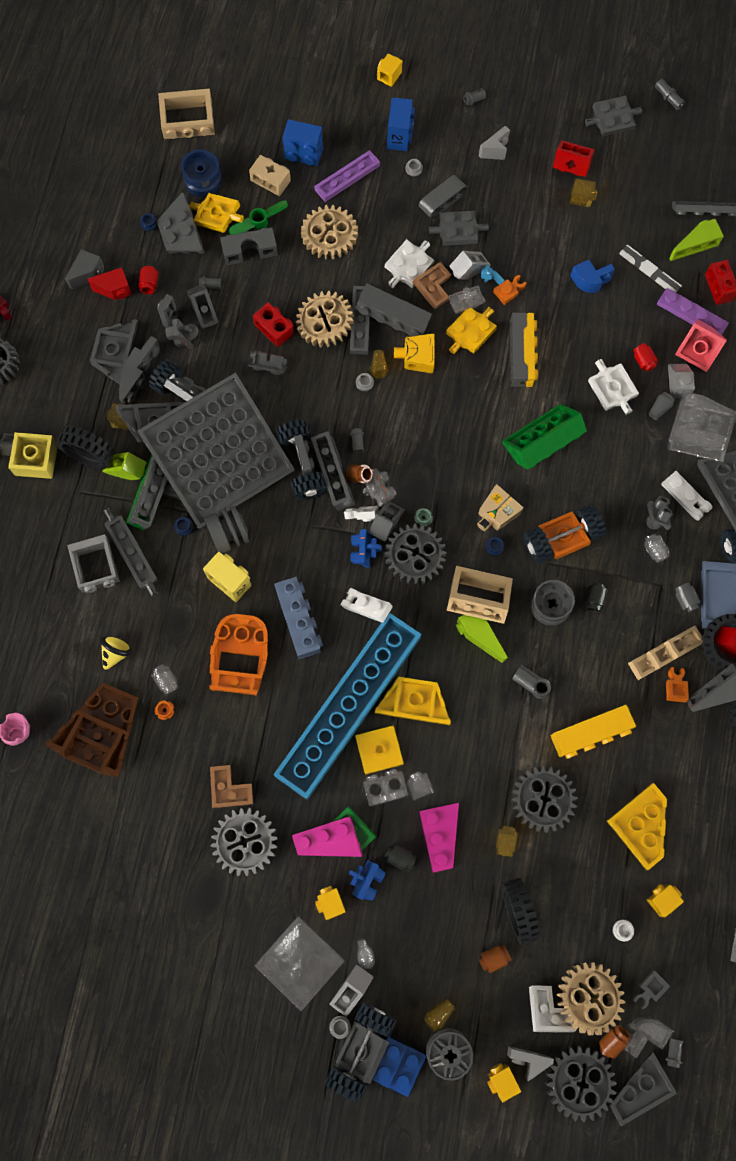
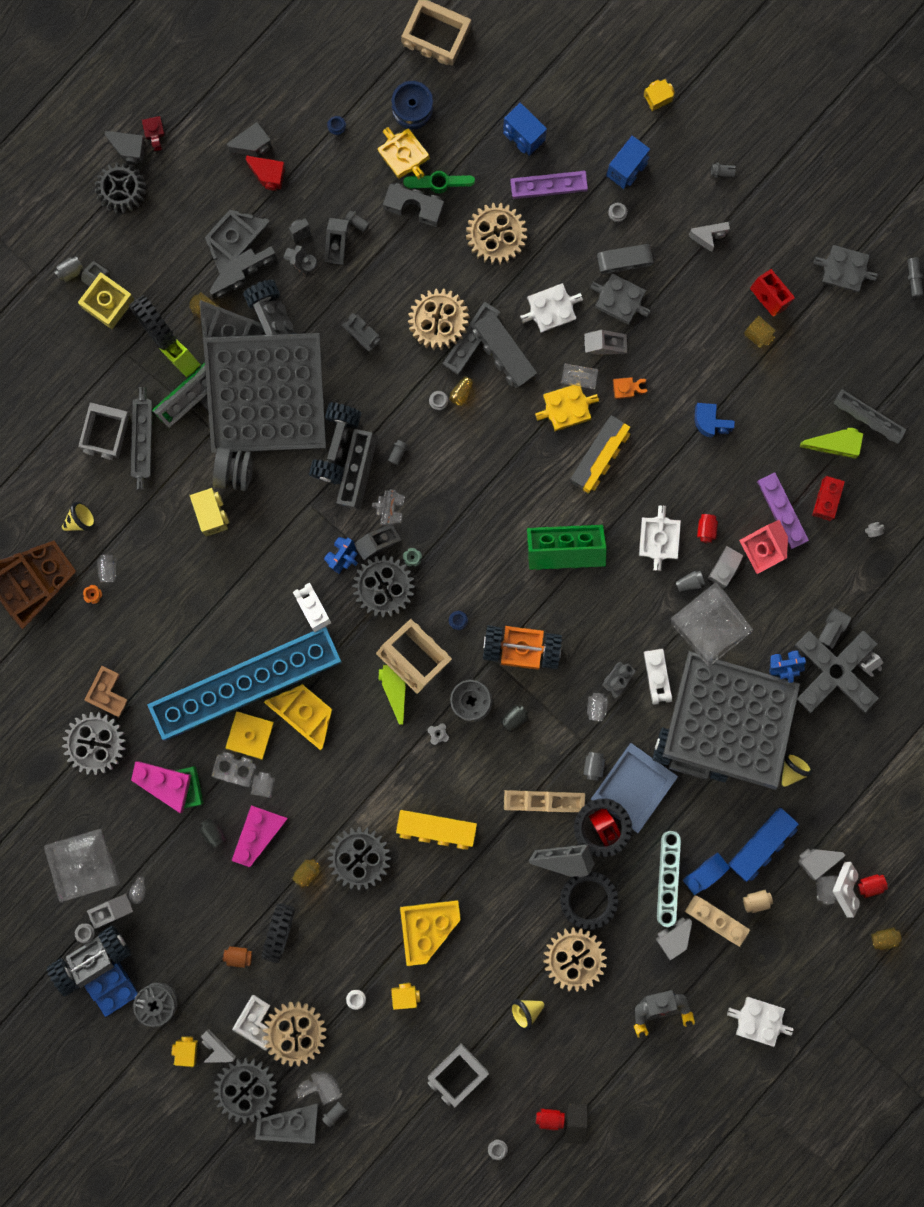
camera: 30 degrees right, 10 degrees up
(148, 279) = (302, 185): red brick -> none
(179, 228) = (360, 149): dark grey wing -> none
(183, 526) = (200, 441): dark blue plate -> none
(239, 636) = (191, 569): orange slope -> none
(270, 175) = (476, 152): tan brick -> none
(270, 326) = (385, 298): red brick -> none
(297, 617) = (248, 582): sand blue brick -> none
(330, 903) = (133, 834): yellow brick -> none
(358, 473) = (378, 485): dark orange brick -> none
(363, 879) = (171, 831): blue hips -> none
(366, 513) = (362, 523): white plate -> none
(417, 353) = (502, 401): yellow torso -> none
(429, 285) = (554, 341): medium nougat plate -> none
(439, 1015) = (167, 972): clear yellow cone -> none
(487, 274) = (616, 361): dark azure plate -> none
(498, 510) = (480, 590): tan torso -> none
(530, 680) = (411, 754): dark grey piece -> none
(535, 650) = (442, 737): none -> light grey plate
(614, 1042) = (291, 1076): dark orange brick -> none
(649, 269) = (774, 444): sticker -> none
(653, 987) = (349, 1056): dark grey plate -> none
(676, 688) = (532, 836): orange plate -> none

